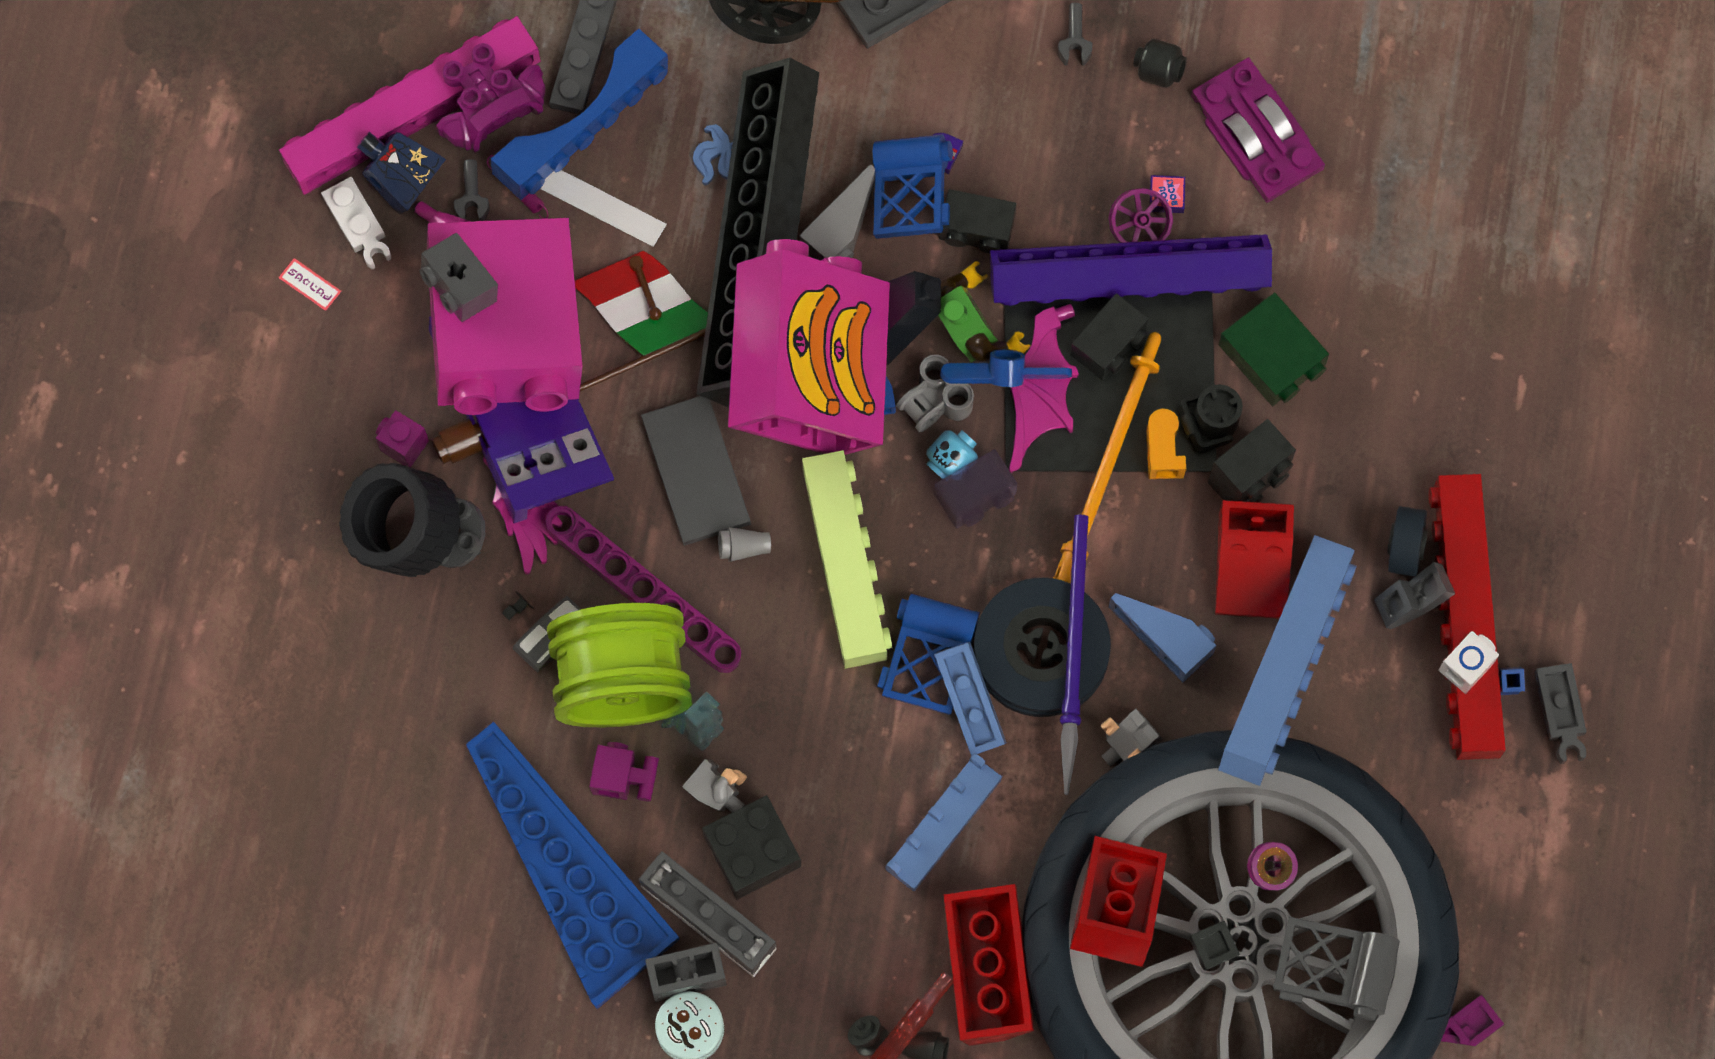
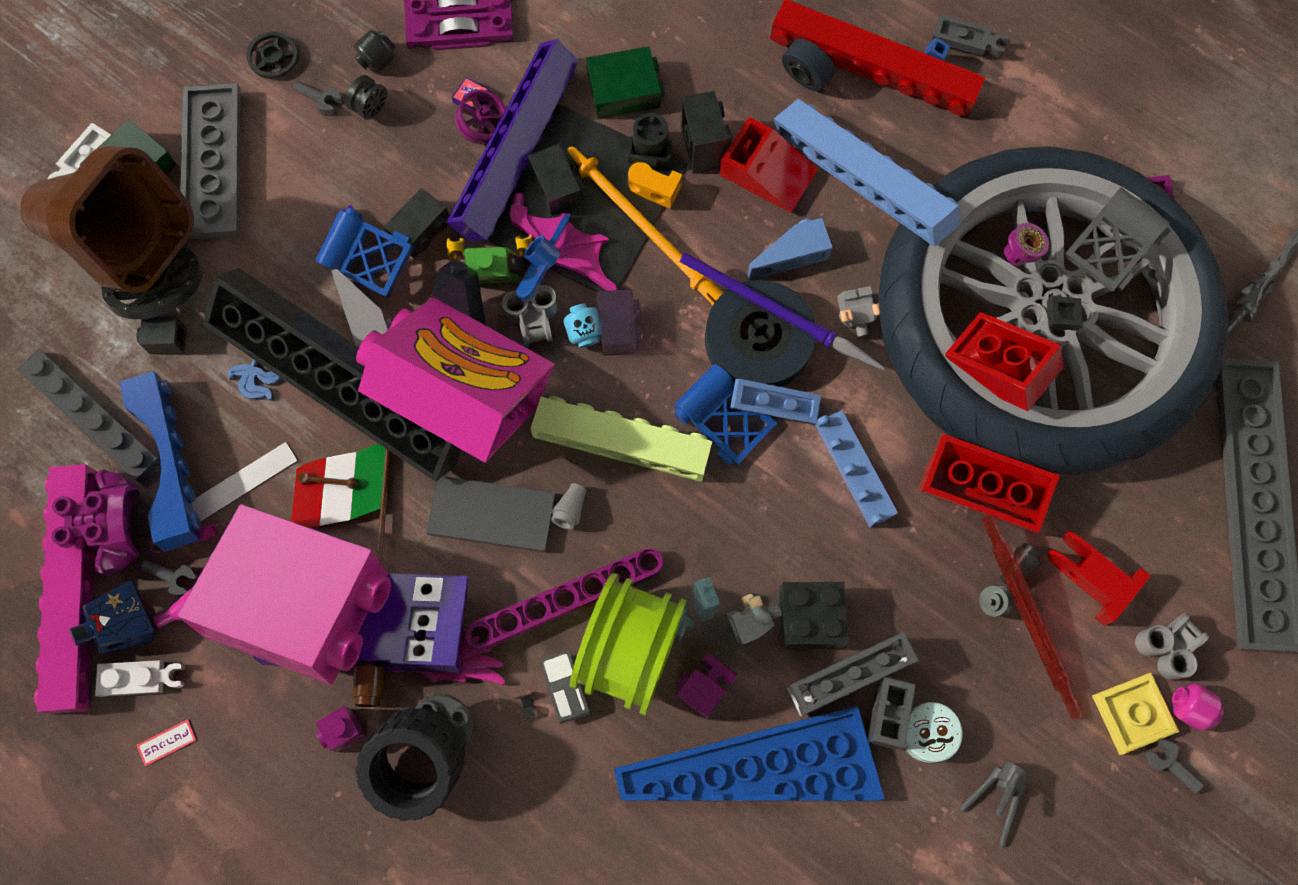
camera: 65 degrees left, 0 degrees up
(458, 277) = (239, 611): dark grey brick -> none
(712, 39) = (162, 335): none -> pearl dark grey brick
(1096, 85) = (365, 96): none -> pearl dark grey wheel
(1411, 599) = (846, 82): dark grey slope -> none
(1469, 661) = (918, 64): white brick -> none

